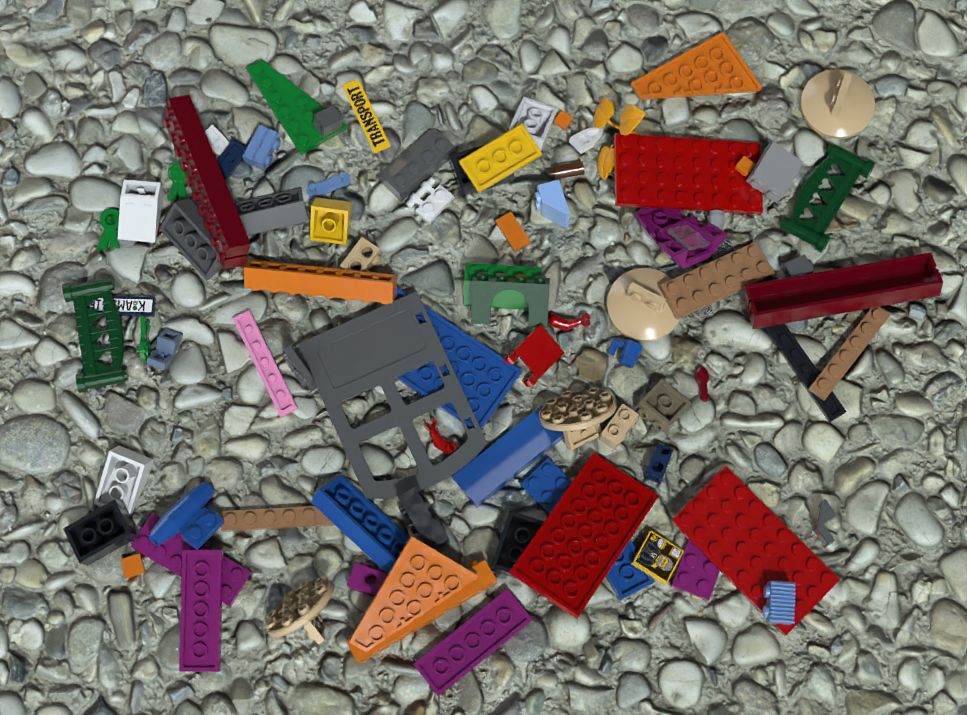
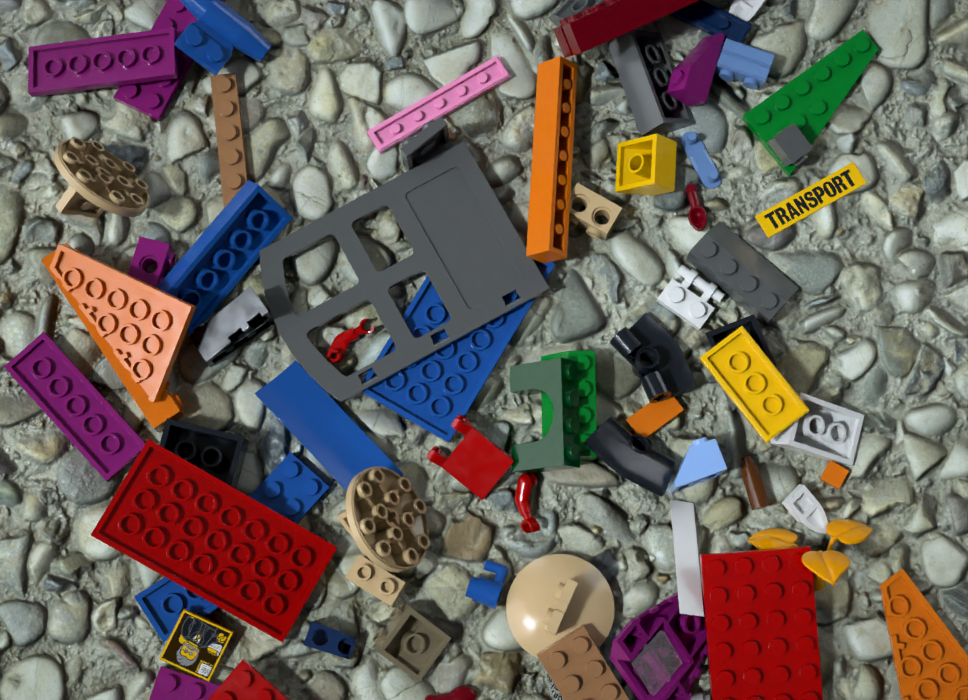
camera: 85 degrees right, 5 degrees up
(263, 178) = (694, 74): none -> magenta slope
(369, 190) = (697, 214): none -> dark red piece
(481, 218) = (669, 370): none -> black panel
(543, 244) = (631, 456): none -> black panel
(615, 216) = (686, 558): none -> white sticker

